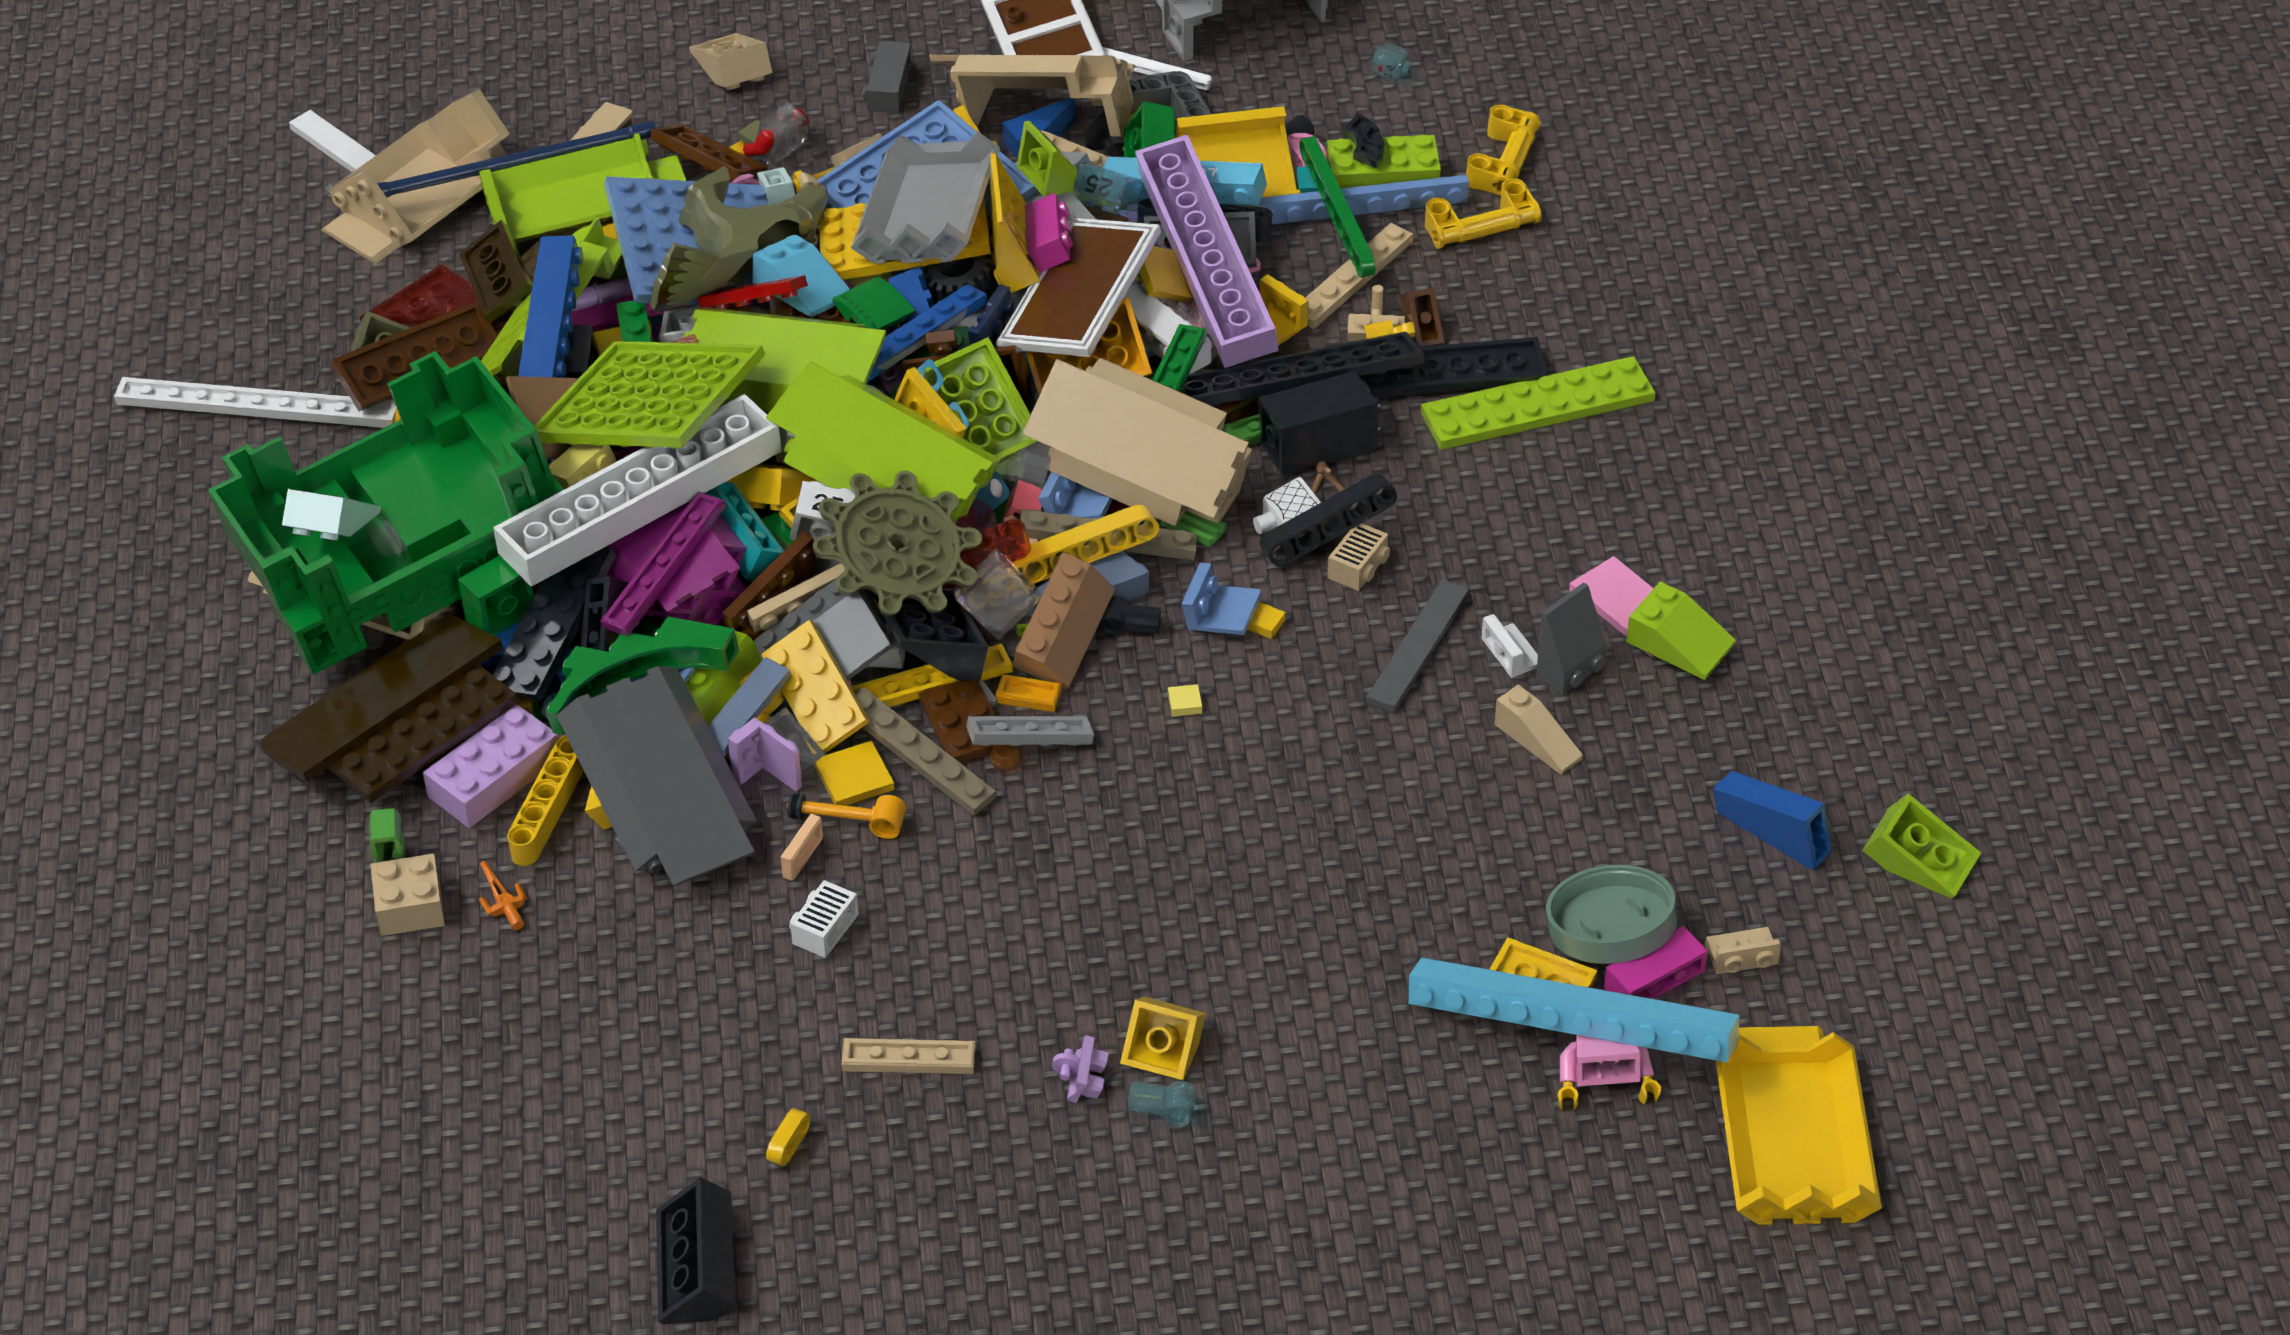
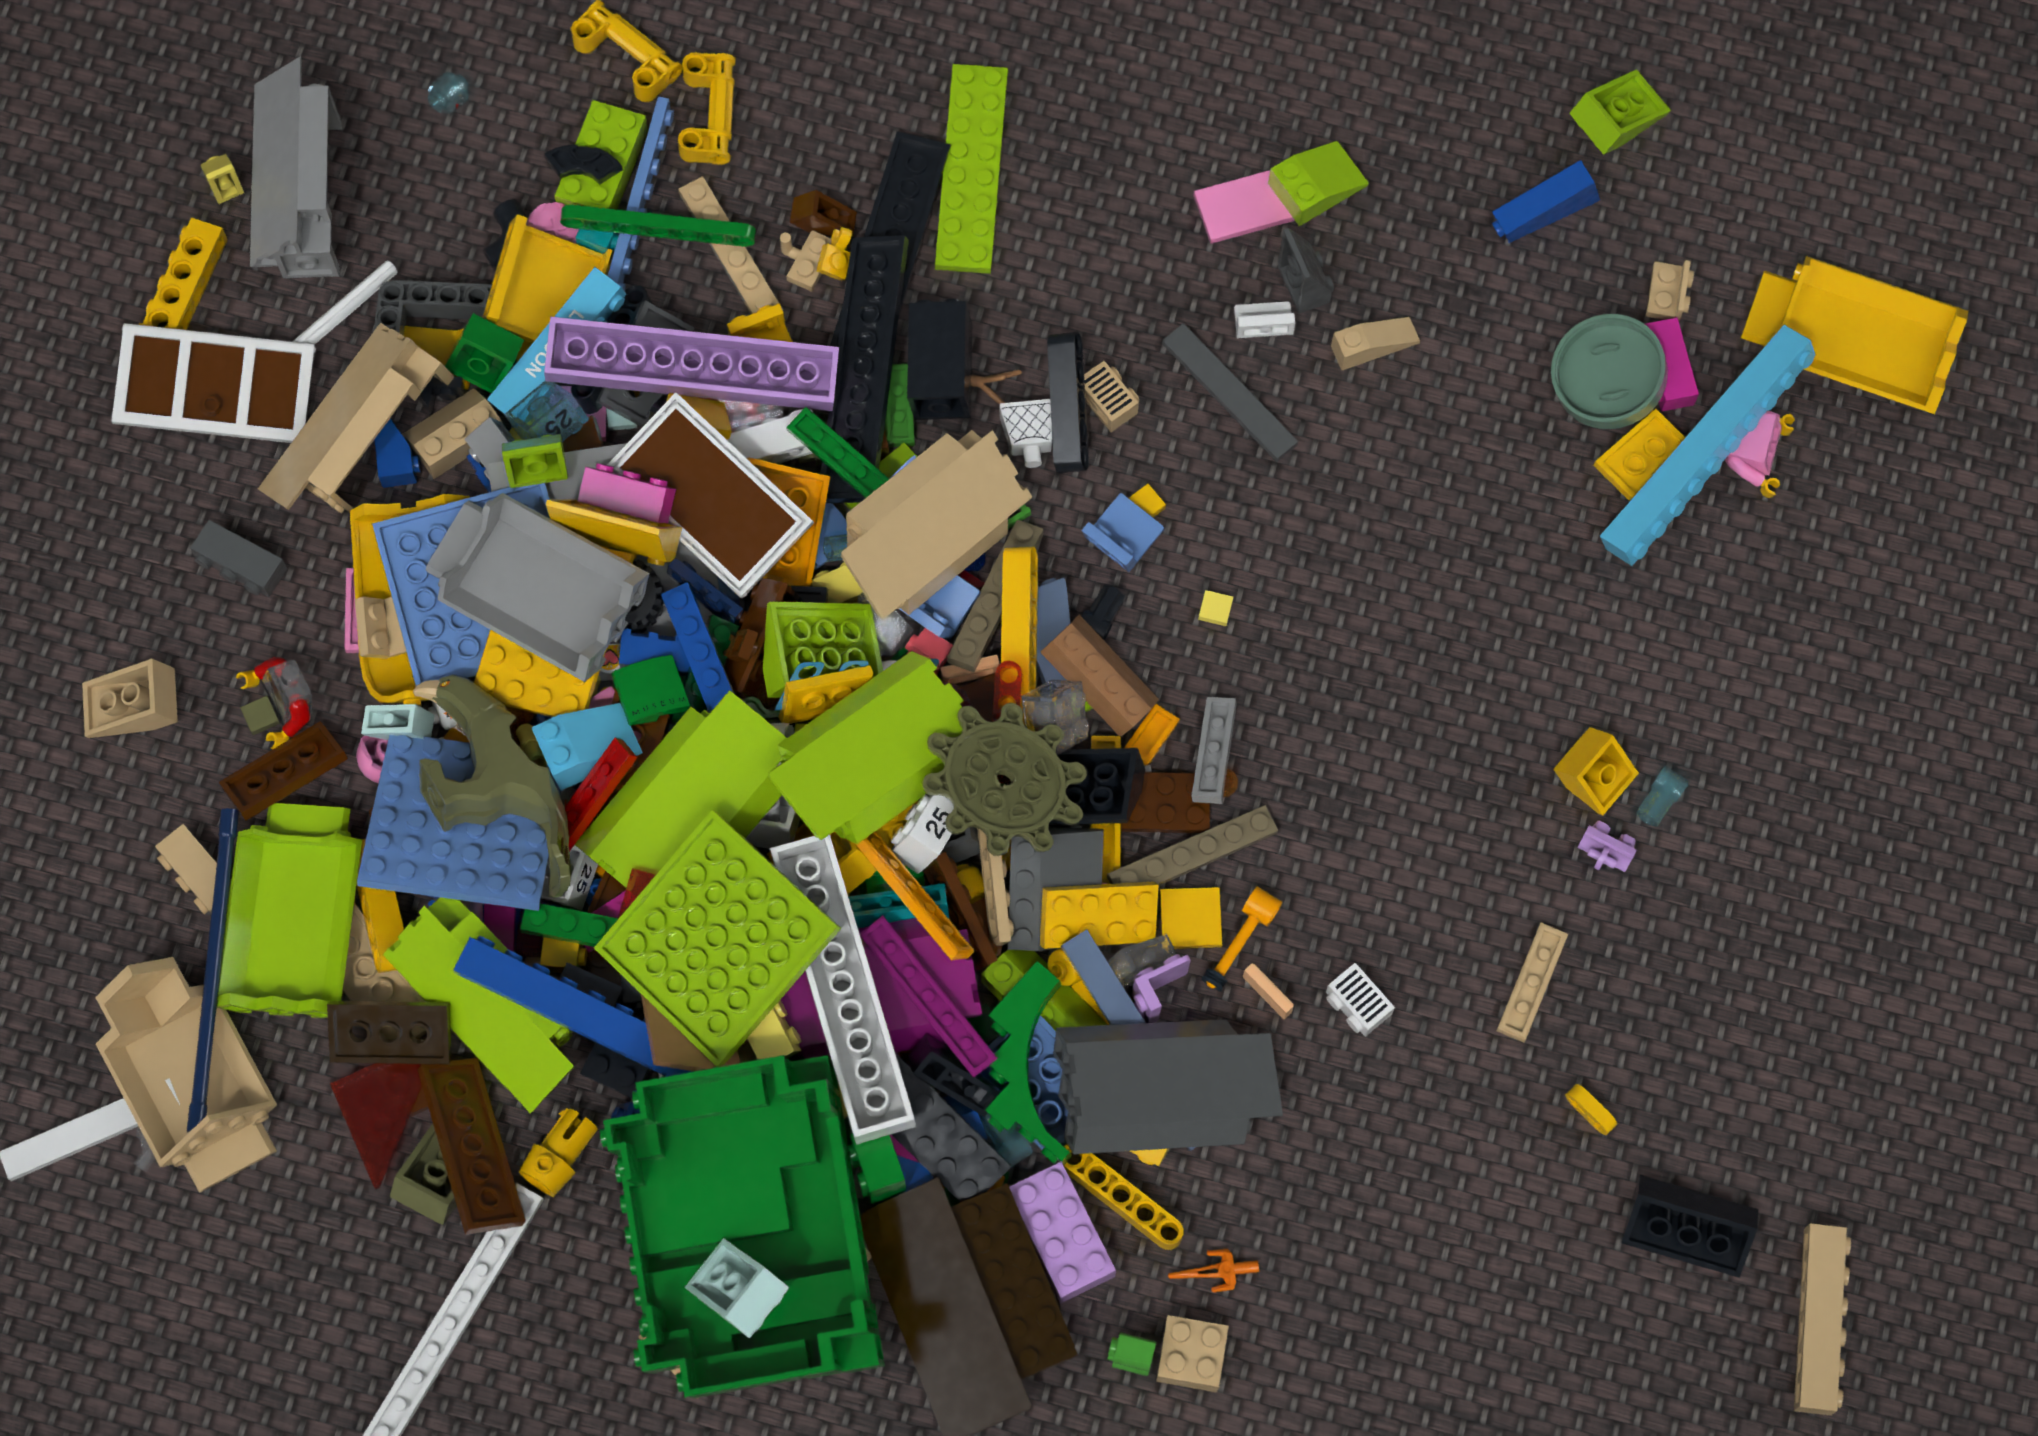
camera: 70 degrees left, 25 degrees up
(752, 519) = (915, 897): none -> light orange tile

